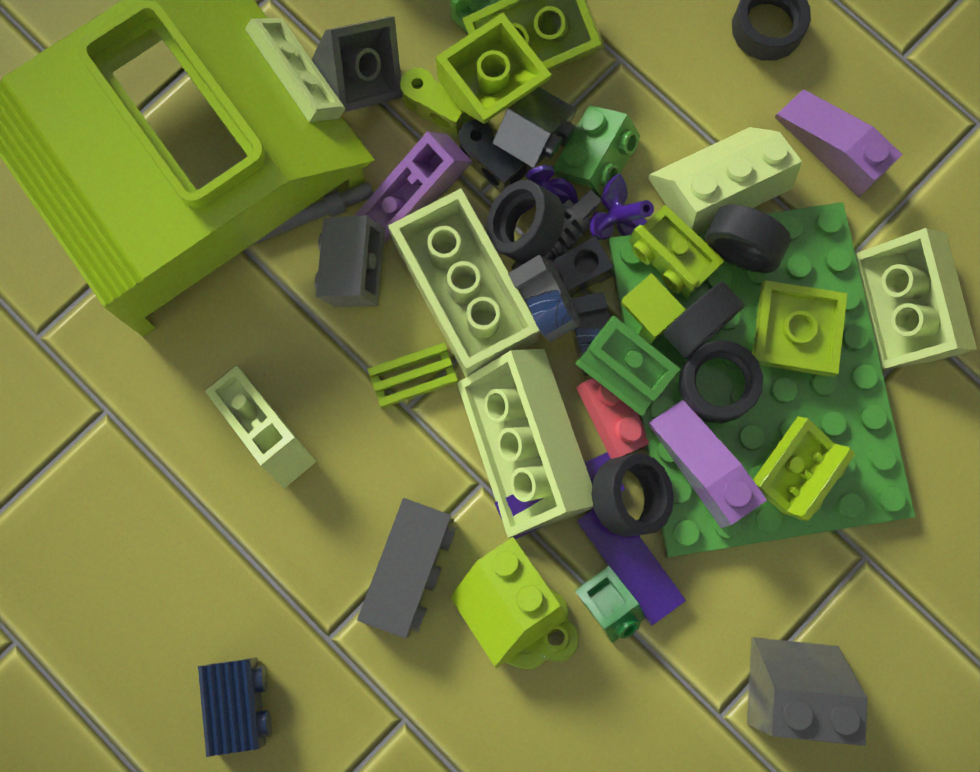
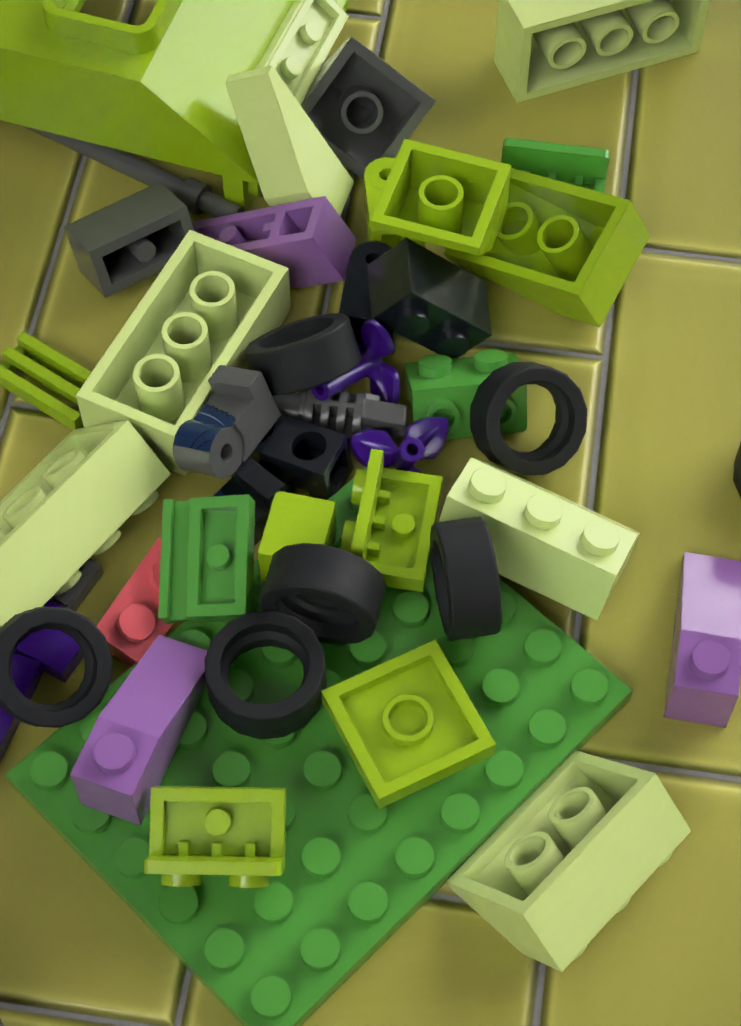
camera: 55 degrees right, 20 degrees down
(370, 128) = (284, 143): none -> yellowish green slope
(635, 131) = (565, 435): none -> black tyre

